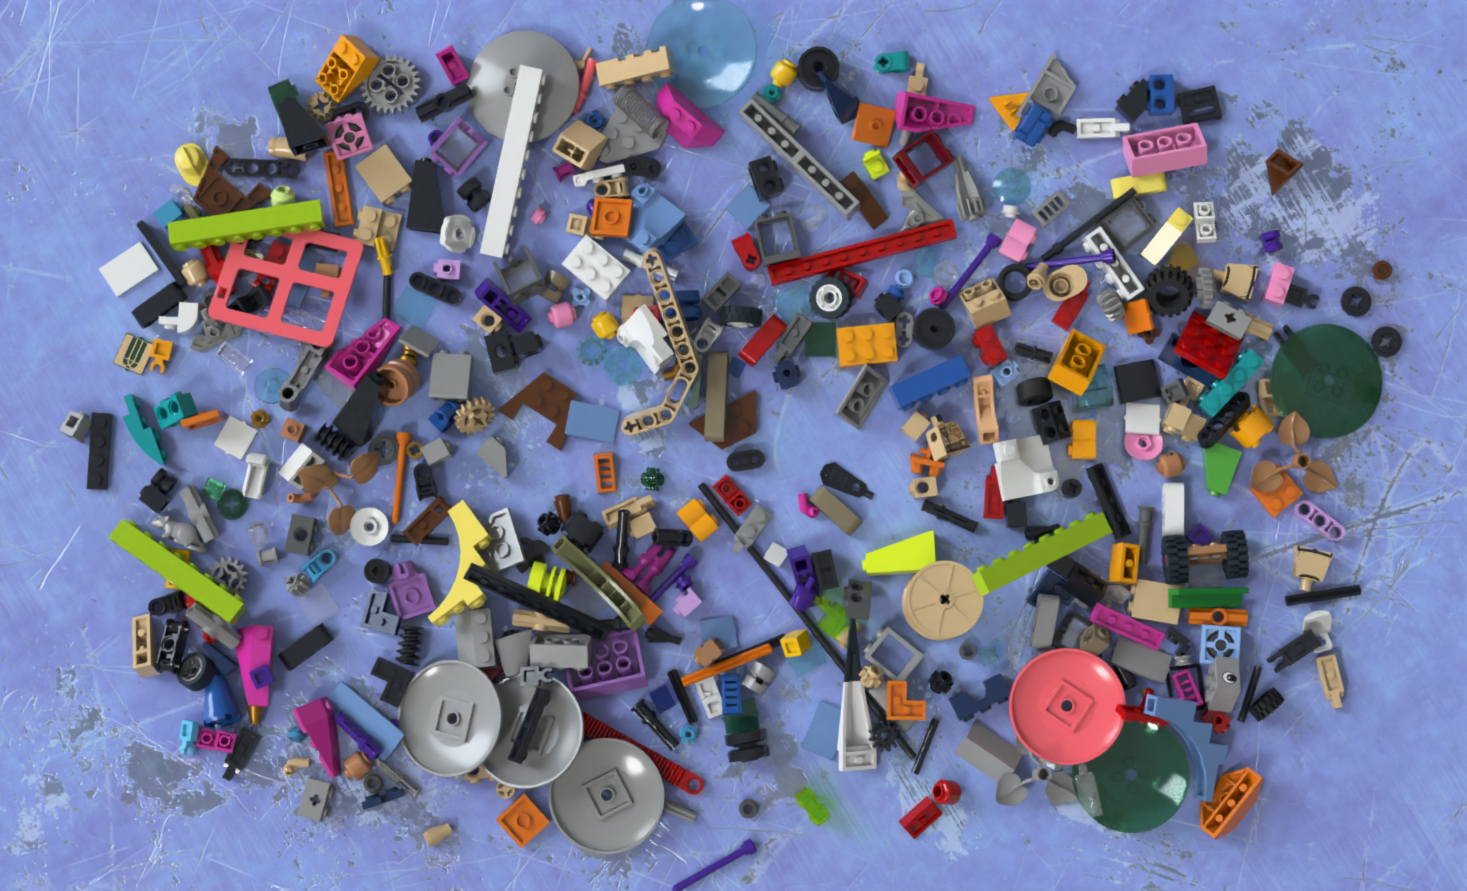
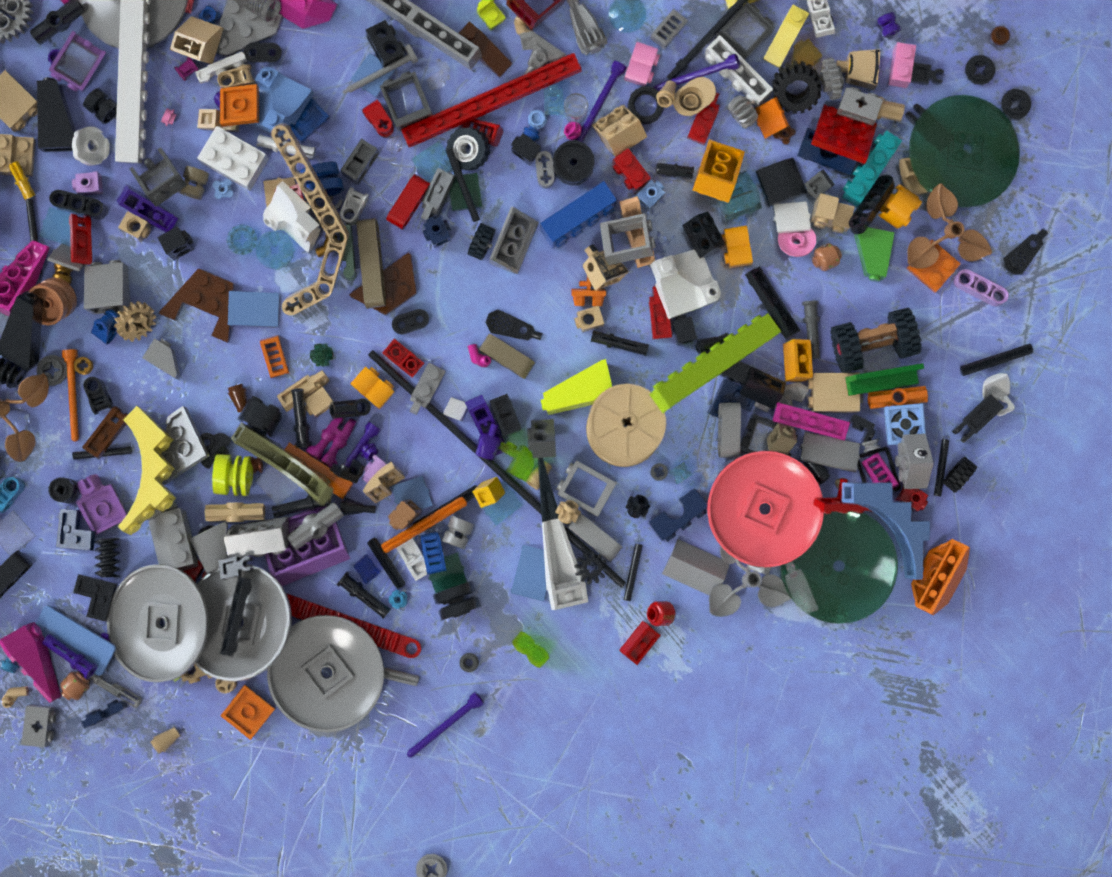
camera: 15 degrees left, 0 degrees up
(359, 526) = (41, 443): white dish -> none
(367, 785) = (88, 700): dark grey plate -> none
(433, 325) = (80, 239): none -> red plate
(437, 452) = (104, 363): light grey brick -> none
(493, 344) = (158, 266): black brick -> none
(537, 602) = (225, 493): black tile -> none
(548, 523) = (226, 415): black gear -> none
(562, 315) = (206, 209): bright pink head -> none
(605, 325) = (250, 212): yellow head -> none
(619, 648) = (314, 526): none -> light grey piece
(662, 601) = (350, 473): none -> black bracket
(689, 618) = (379, 484): none -> tan slope
(736, 367) = (387, 233): blue sticker -> none
(740, 316) = (382, 181): black wheel -> none
(788, 195) = (410, 57): none -> light grey piece
(820, 333) = (462, 184): none -> black bar
(829, 393) = (481, 241): none -> black wheel
(866, 345) = (510, 188): light orange brick -> none
(899, 707) = (600, 537): orange plate -> none
(916, 425) = (572, 260): tan brick -> none
(974, 400) = (622, 225): none -> light grey window
(1010, 211) = (629, 37): white plate -> none
(1034, 391) = (682, 207): black tyre -> none
(1069, 486) = (731, 298): black wheel -> none
(1172, 509) = (836, 299): white beam -> none
(1194, 388) = (838, 179): tan plate -> none
(1199, 535) = (866, 320): dark purple plate -> none
(1309, 566) = (979, 332): tan torso -> none
(1330, 679) = (1018, 440): tan hinge -> none
(1371, 491) = (1026, 251): none -> black piece

